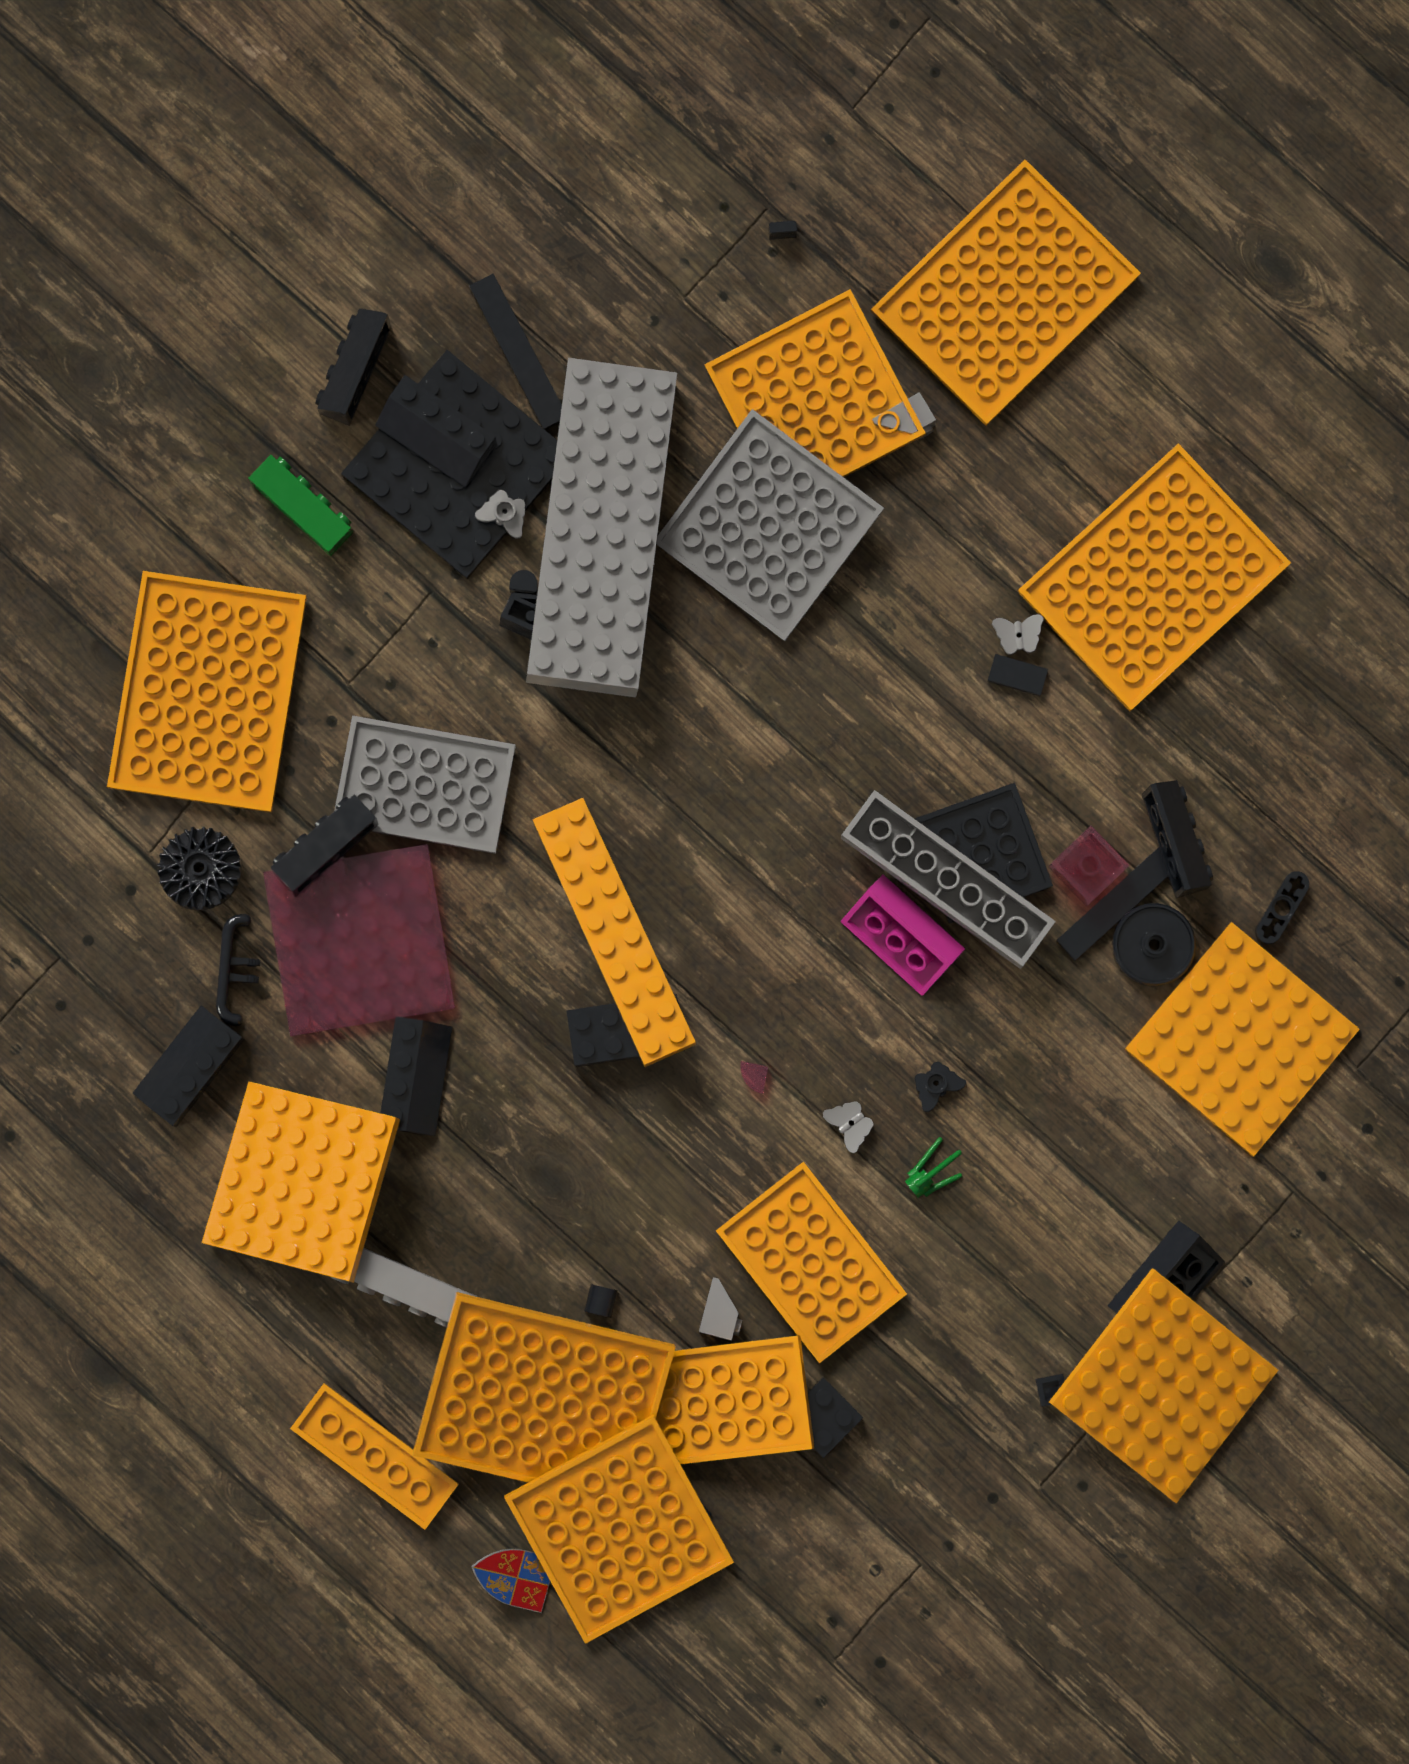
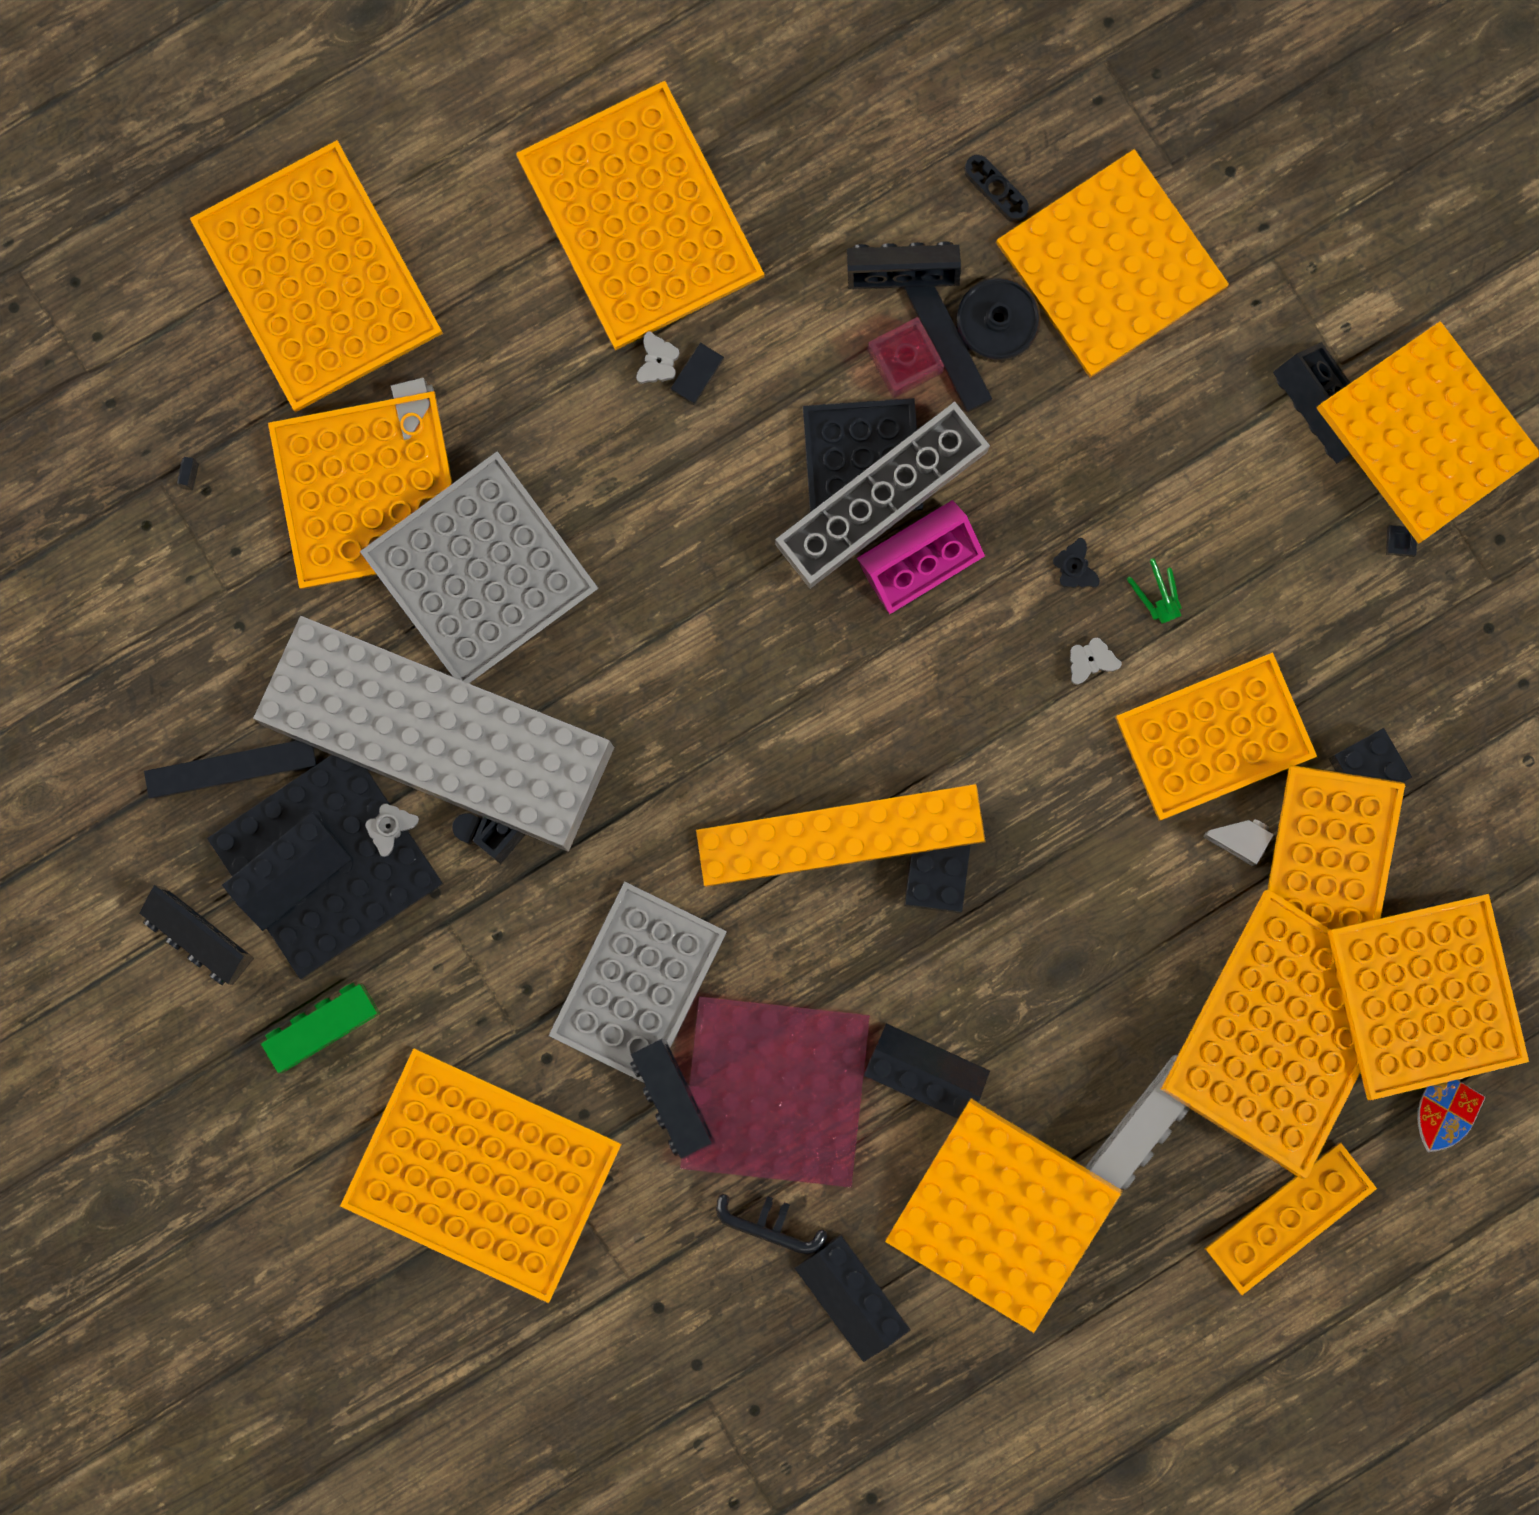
camera: 70 degrees left, 0 degrees up
(186, 855) = (638, 1237): black wheel -> none
(600, 1300) = (1197, 952): black brick -> none
(754, 1075) = (1018, 740): clear pink tile -> none

